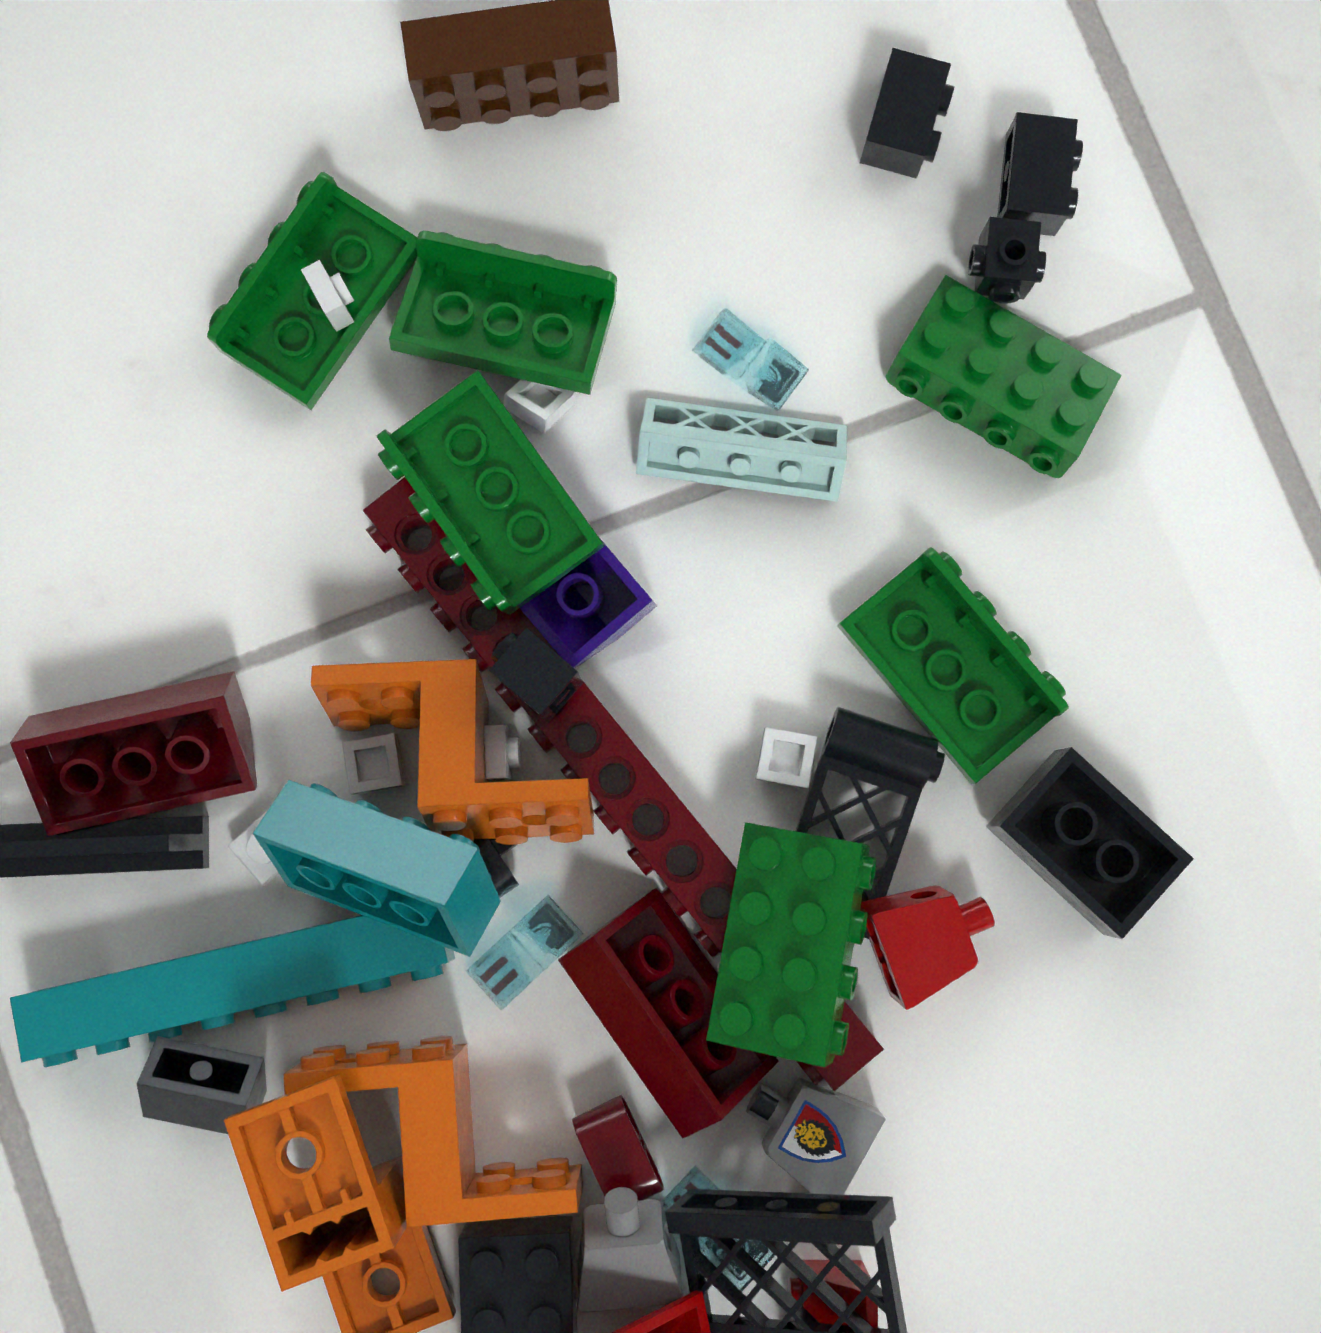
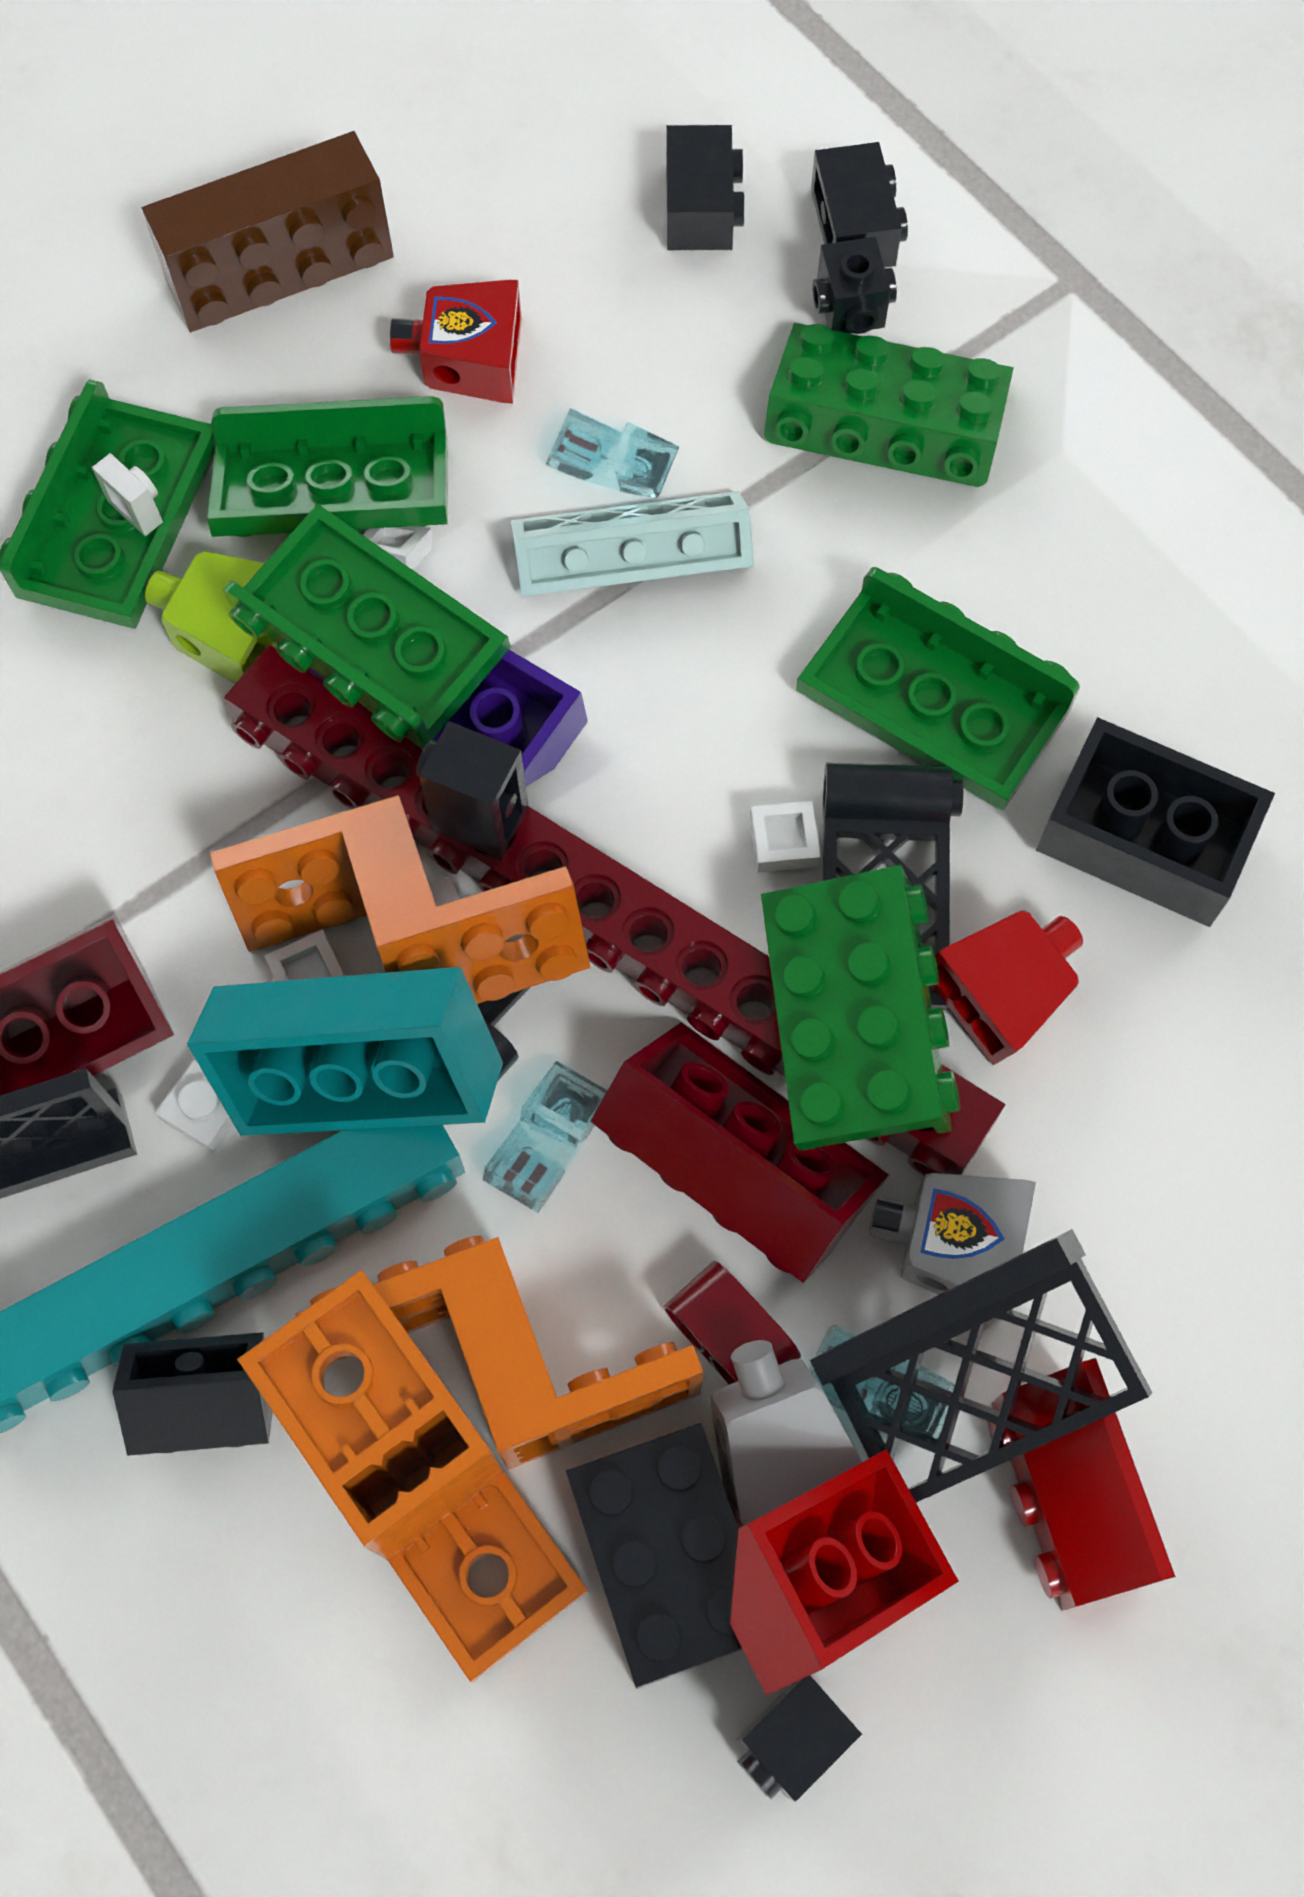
camera: 15 degrees left, 15 degrees down
(369, 408) = (198, 613): none -> lime torso
(656, 211) = (466, 338): none -> red torso

